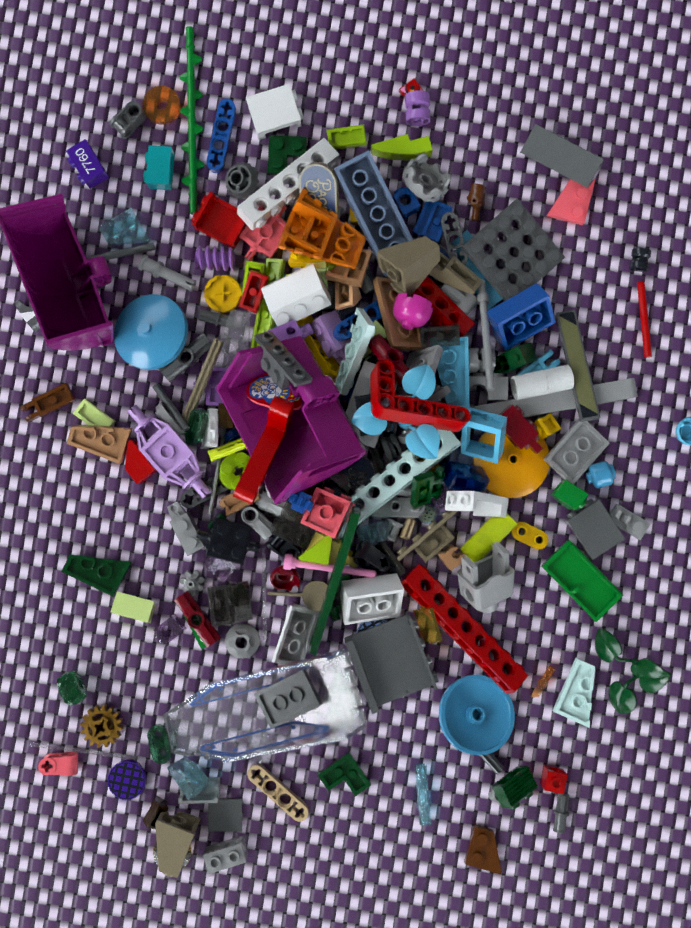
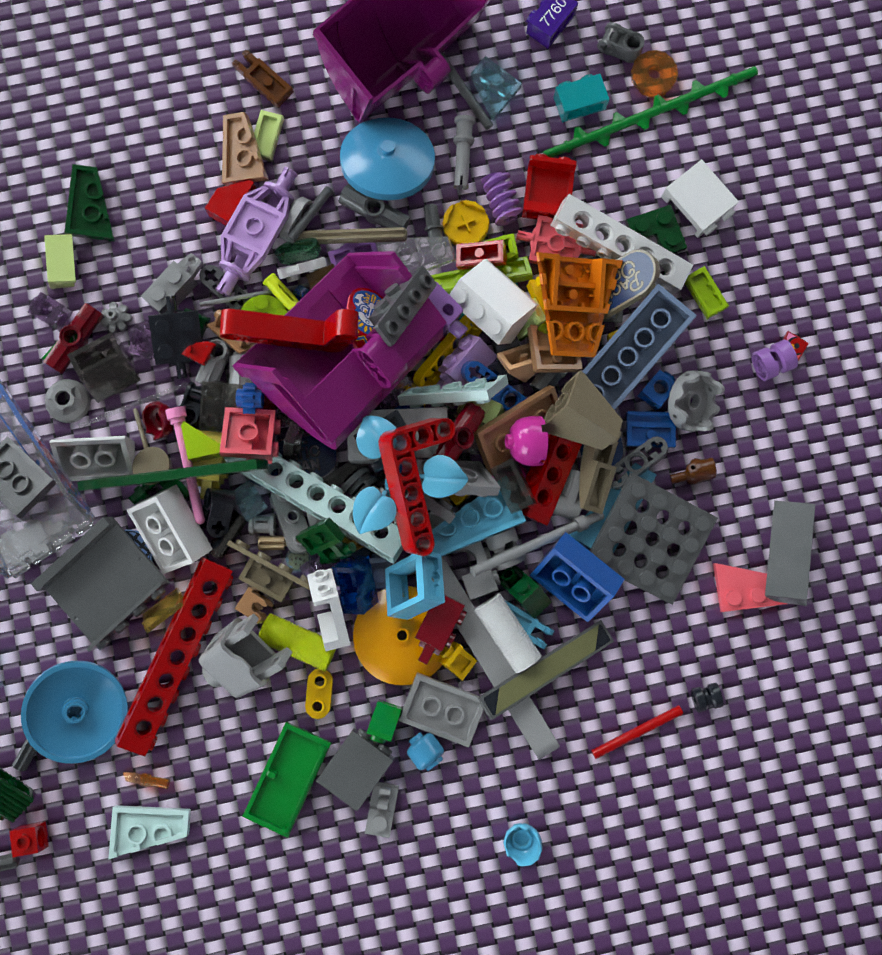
camera: 60 degrees right, 5 degrees down
(218, 135) = (646, 148): blue beam -> none
(241, 180) = (605, 192): dark grey piece -> none
(247, 527) = (200, 352): none -> red tile
(402, 148) = (719, 361): lime slope -> none
(650, 674) = (191, 907): dark green plant -> none

